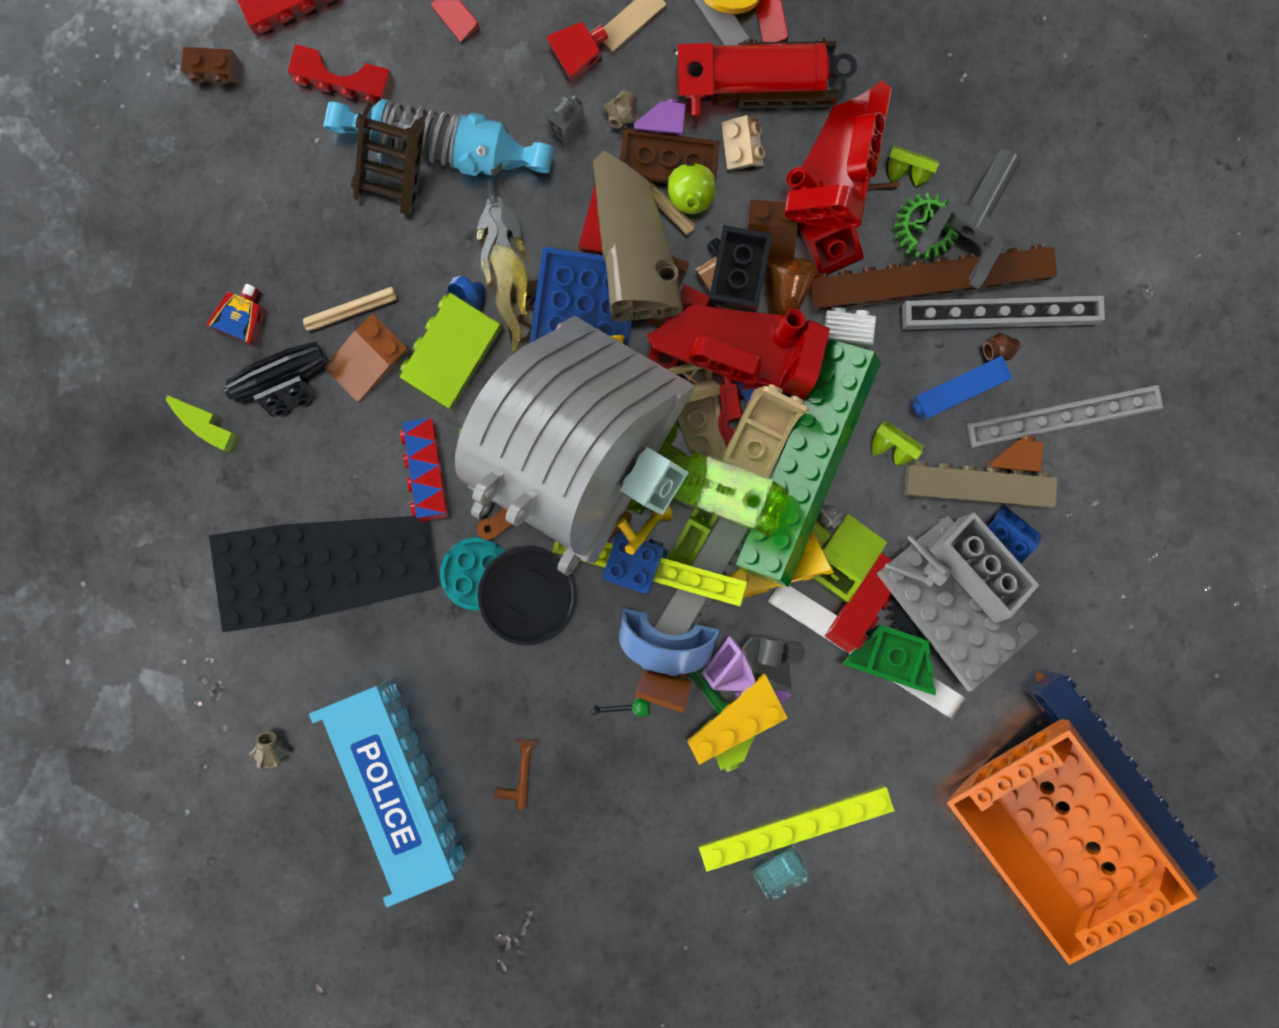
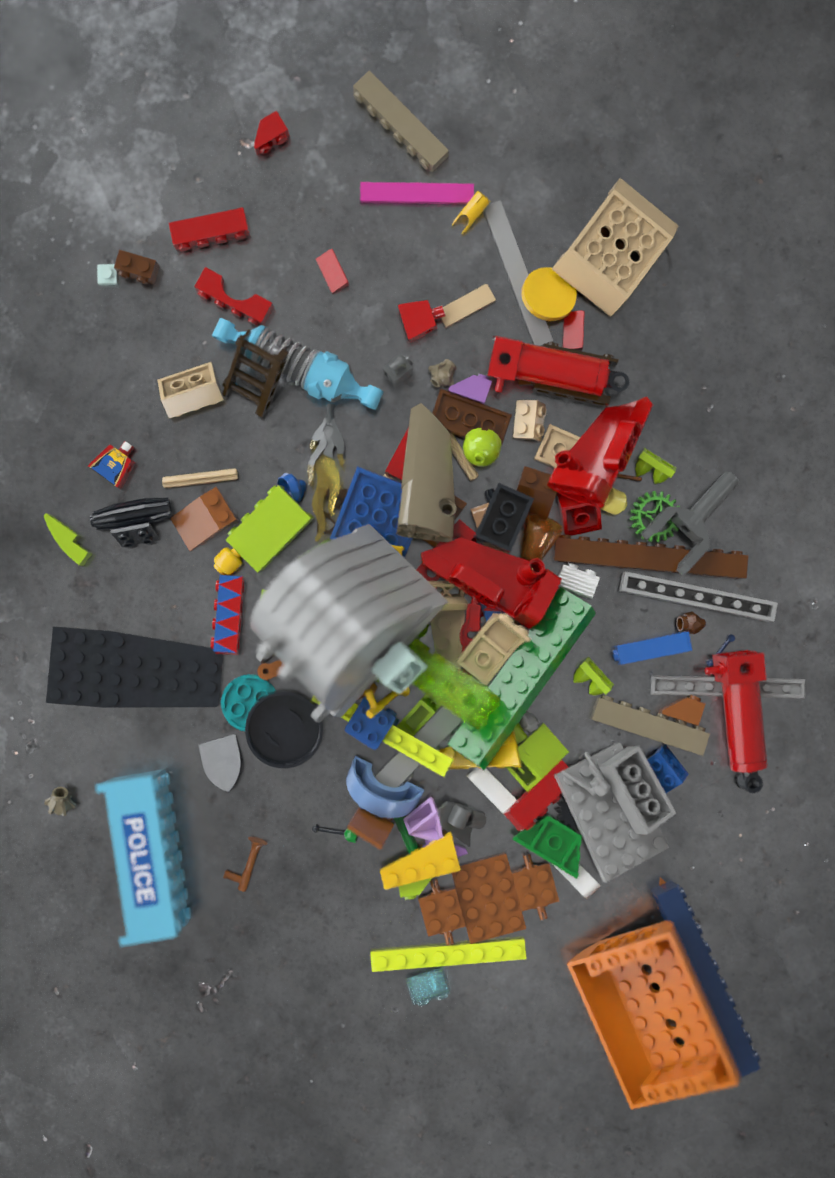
camera: 15 degrees right, 0 degrees up
(175, 83) = (107, 274): none -> light aqua plate
(312, 202) = (190, 390): none -> tan slope
(408, 403) = (227, 561): none -> yellow head
(459, 654) = (221, 761): none -> shield
(778, 163) = (554, 442): none -> tan tile
(830, 747) = (488, 898): none -> dark orange piece
(873, 220) = (615, 502): none -> light yellow head
(1055, 355) = (730, 638): none -> dark blue hinge
(1093, 442) = (740, 679): none -> red piece

